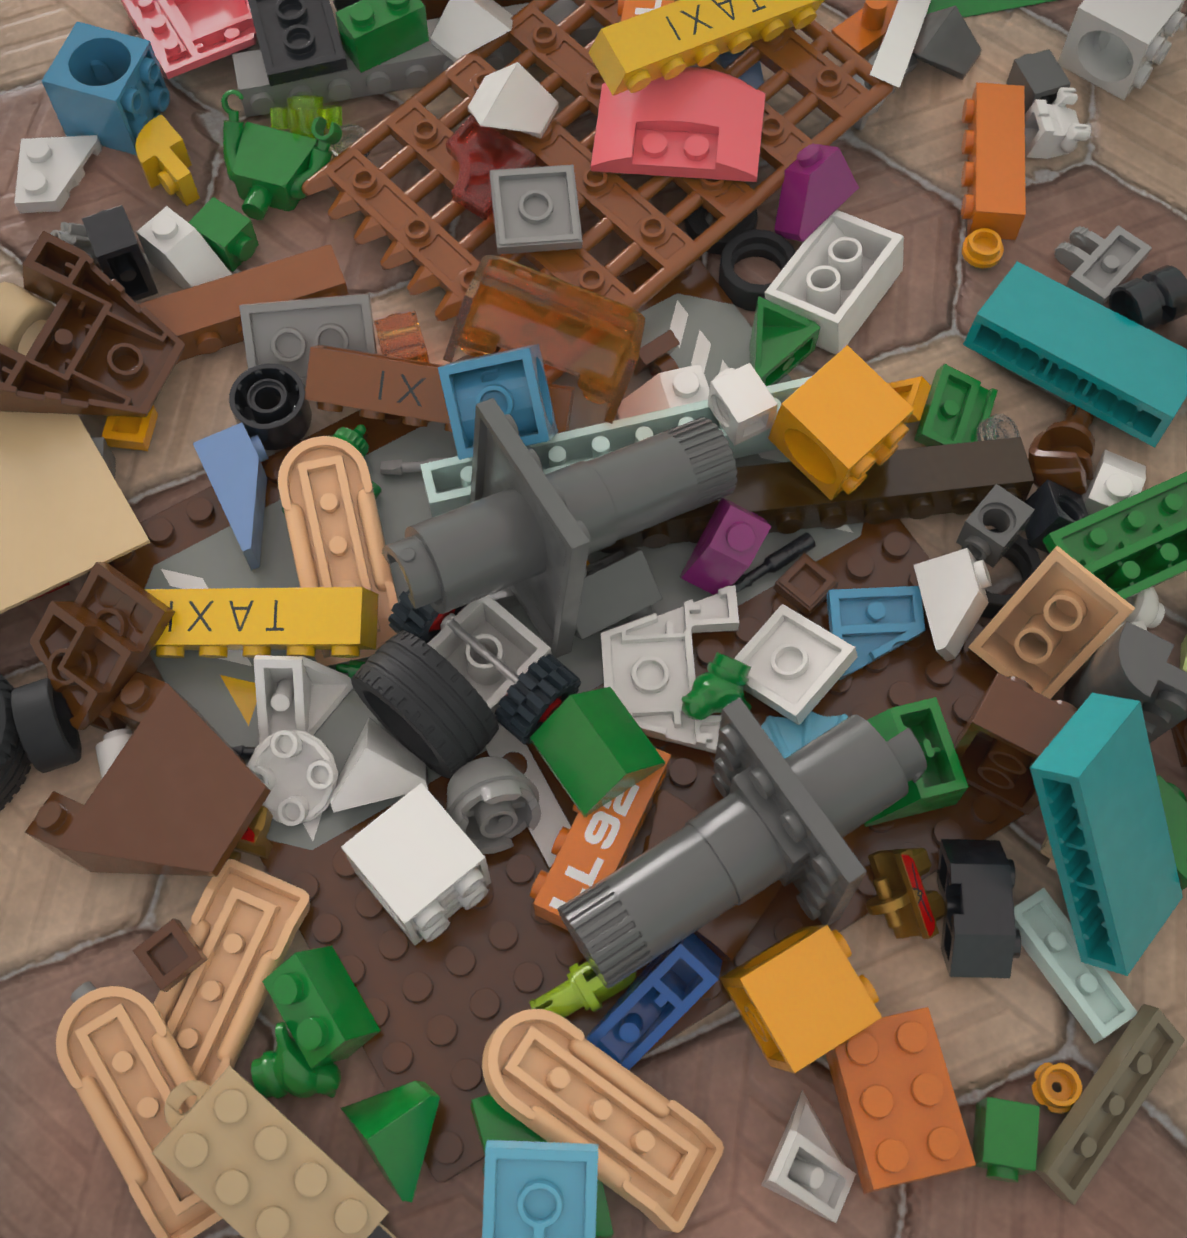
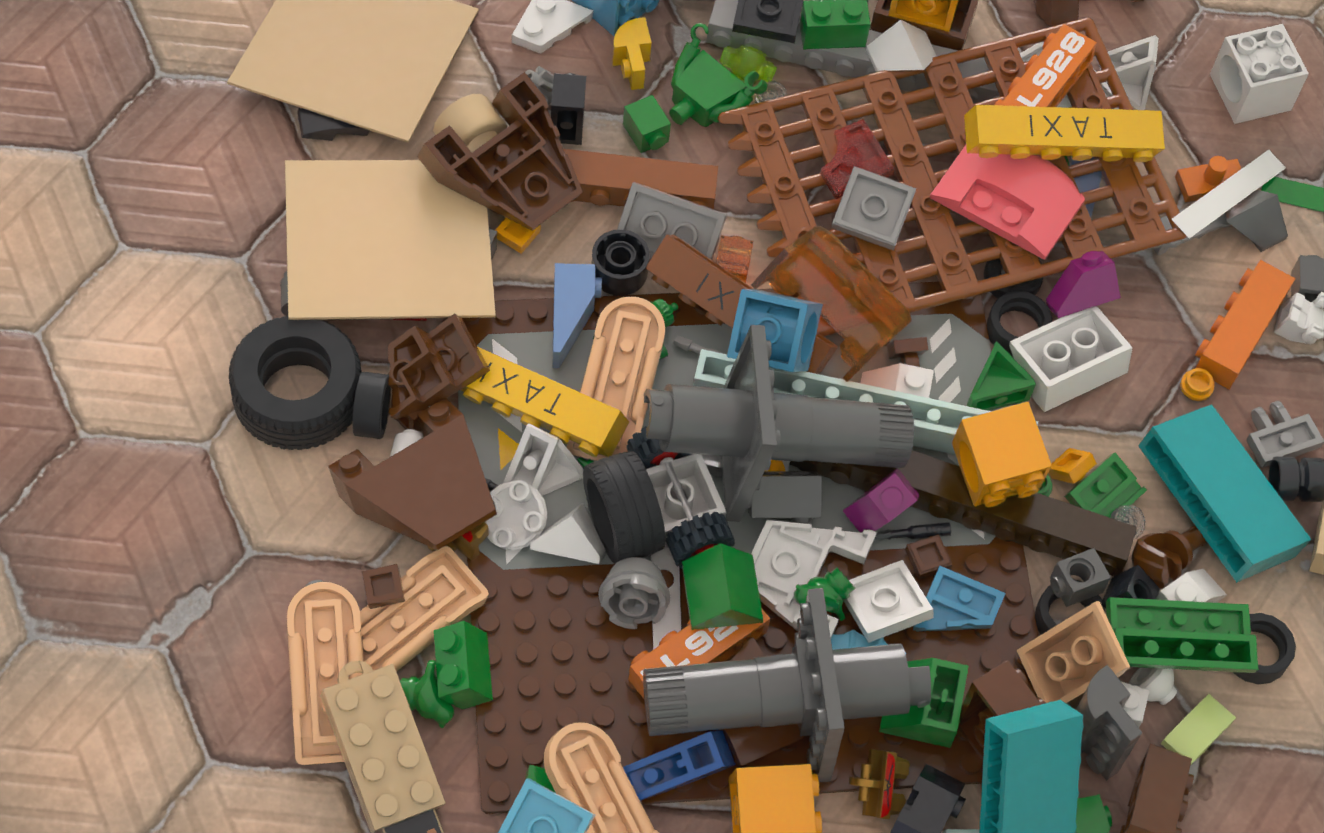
camera: 20 degrees right, 5 degrees down
(180, 250) = (611, 123): white slope -> none
(396, 1132) = (471, 764): green slope -> none
(419, 865) = (568, 607): white brick -> none
(513, 102) = (897, 124): white slope -> none
(580, 990) = (637, 738): lime arm -> none
(741, 403) = (942, 409): white brick -> none
(953, 598) = (1022, 612): white slope -> none

